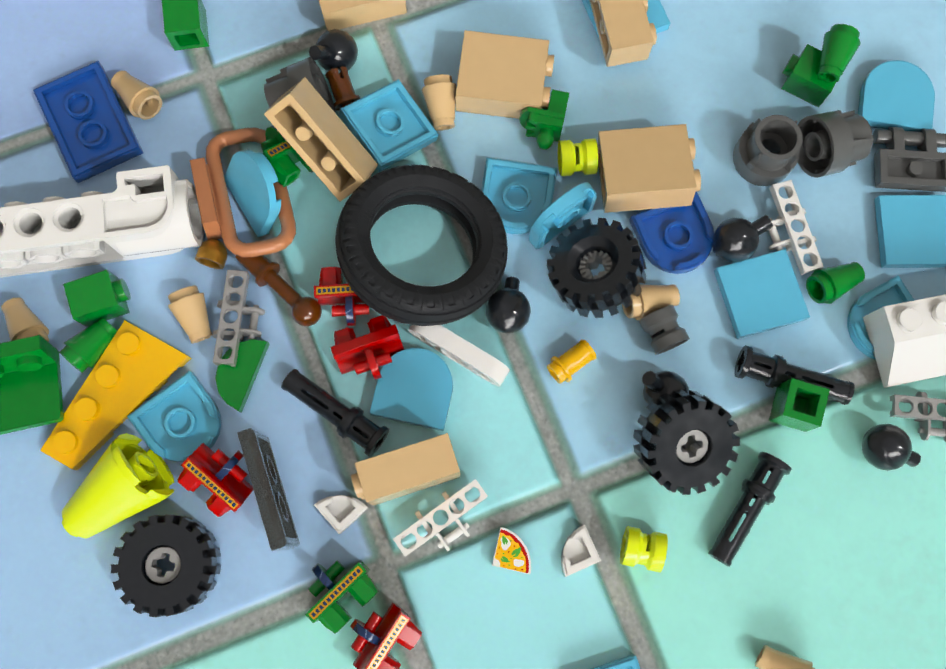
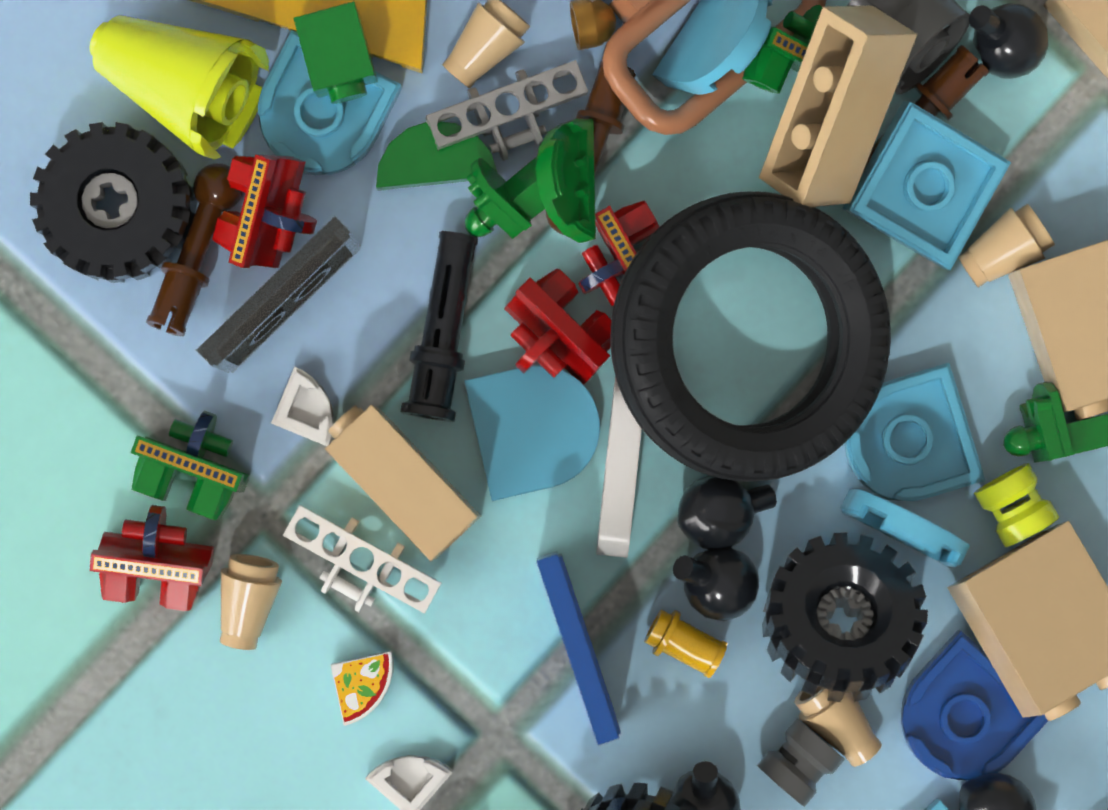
camera: 70 degrees right, 10 degrees up
(150, 393) = (336, 52): none -> green brick
(230, 543) = (183, 279): none -> reddish brown pin
(285, 338) = (502, 202): none -> green piece
(288, 300) = (568, 178): none -> green tile
(431, 596) = (246, 599): none -> tan cone
(547, 326) = (718, 582): none -> black piece
(547, 416) = (579, 647): none -> blue tile

